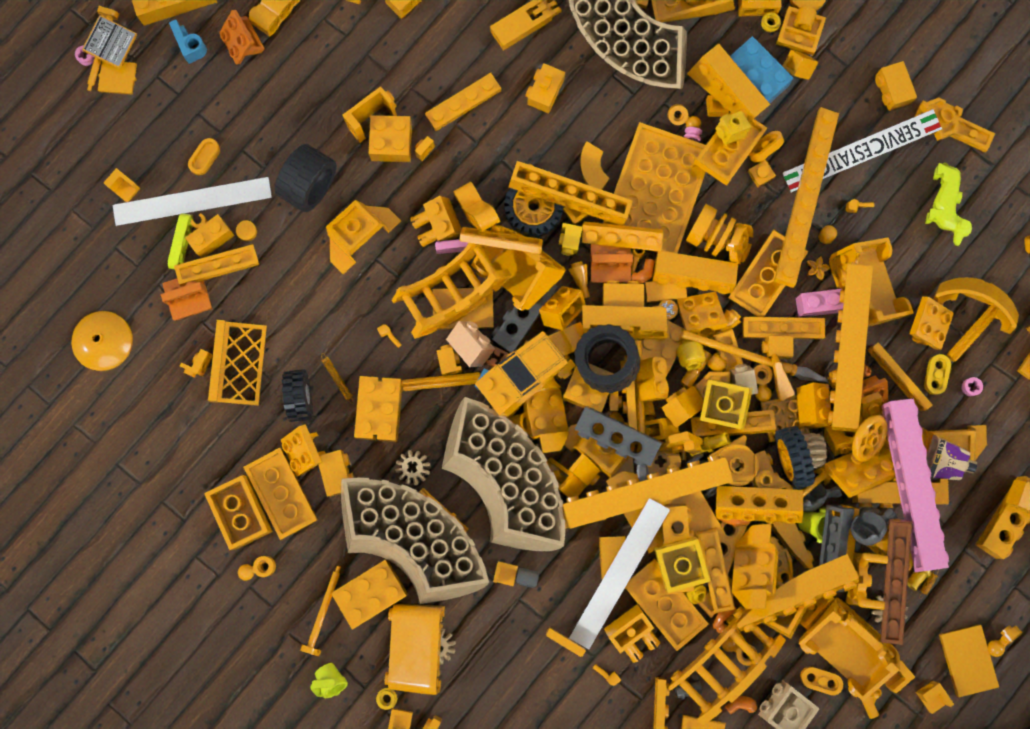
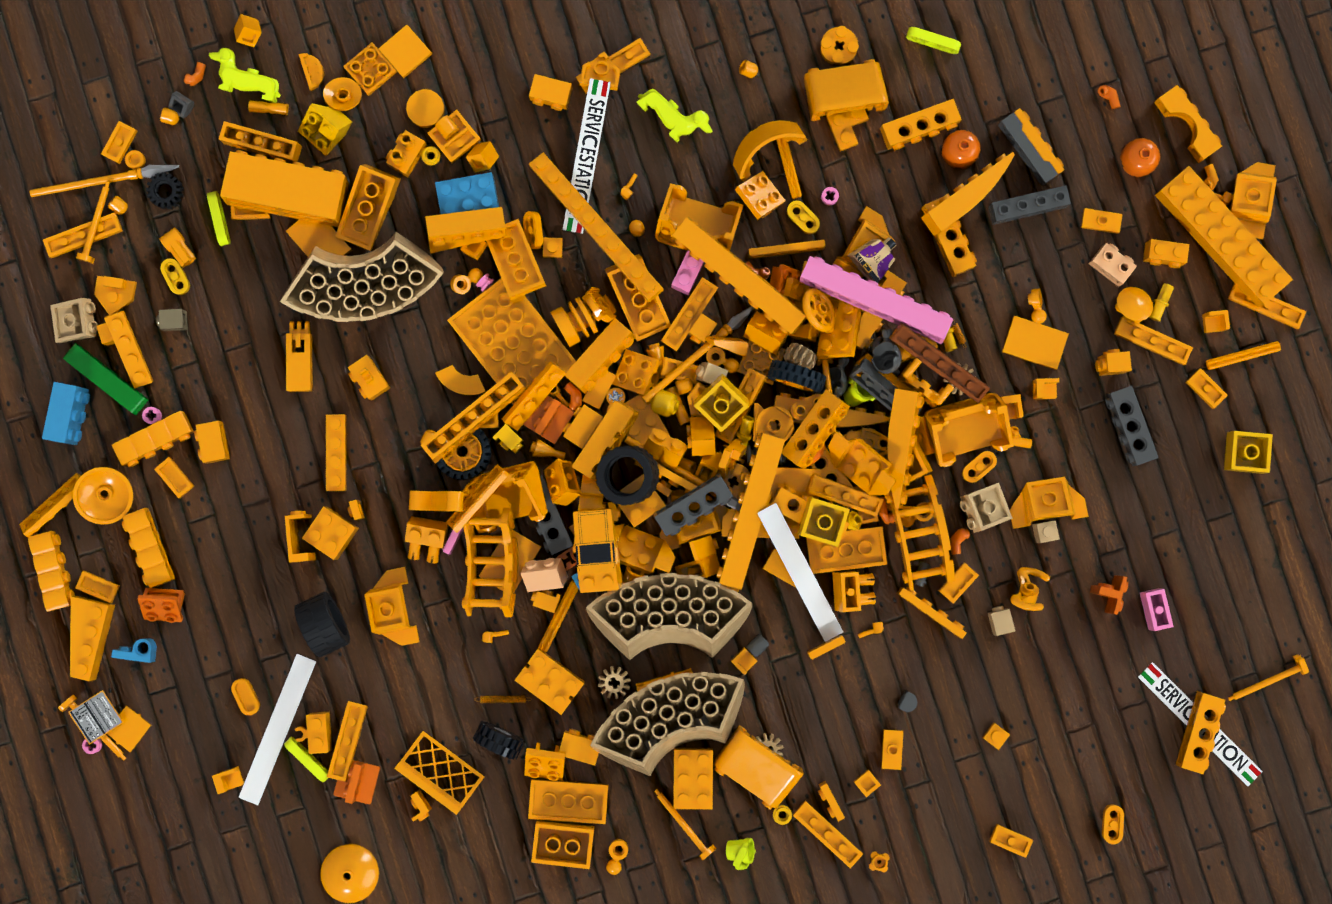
camera: 60 degrees left, 5 degrees up
(246, 230) = (332, 699): light orange tile -> none
(732, 127) = (501, 249): yellow brick -> none
(817, 268) = (658, 254): light orange plant -> none

